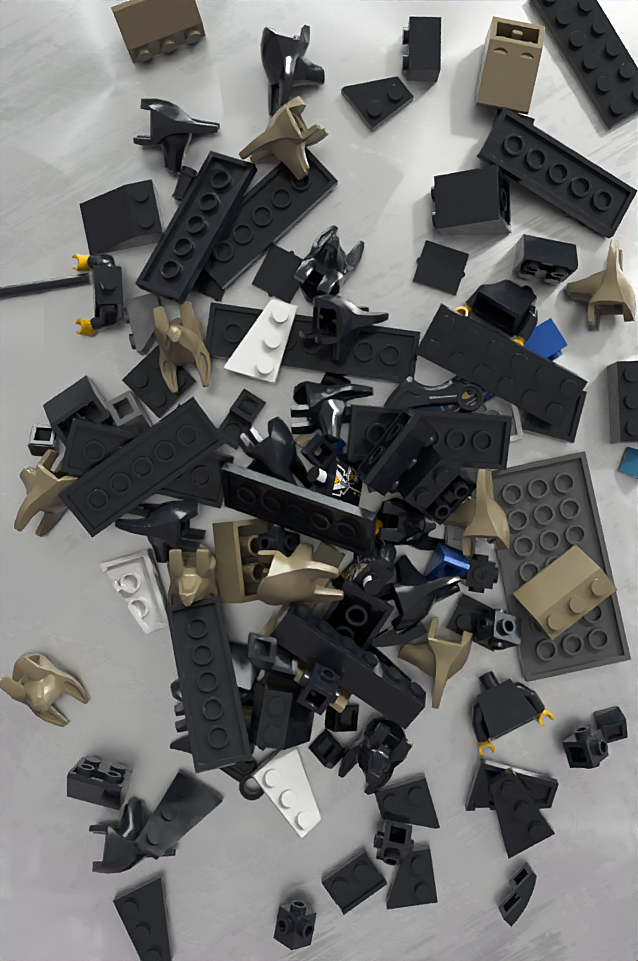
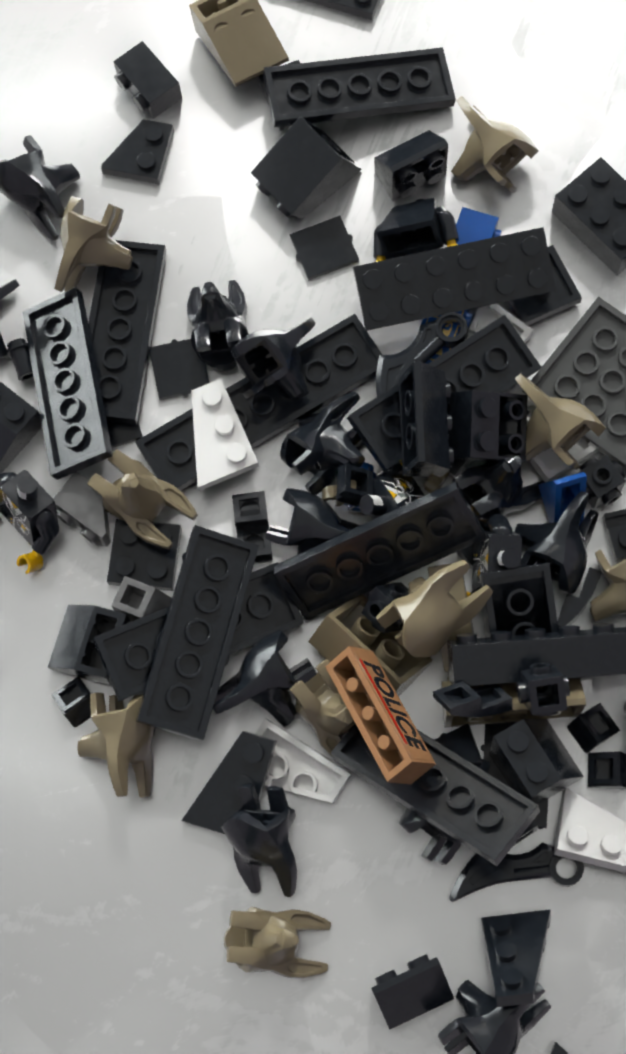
camera: 25 degrees left, 15 degrees down
(83, 623) = (262, 838): none -> black piece
(95, 576) = (244, 764): none -> black wing
(207, 617) = (380, 715): none -> medium nougat brick

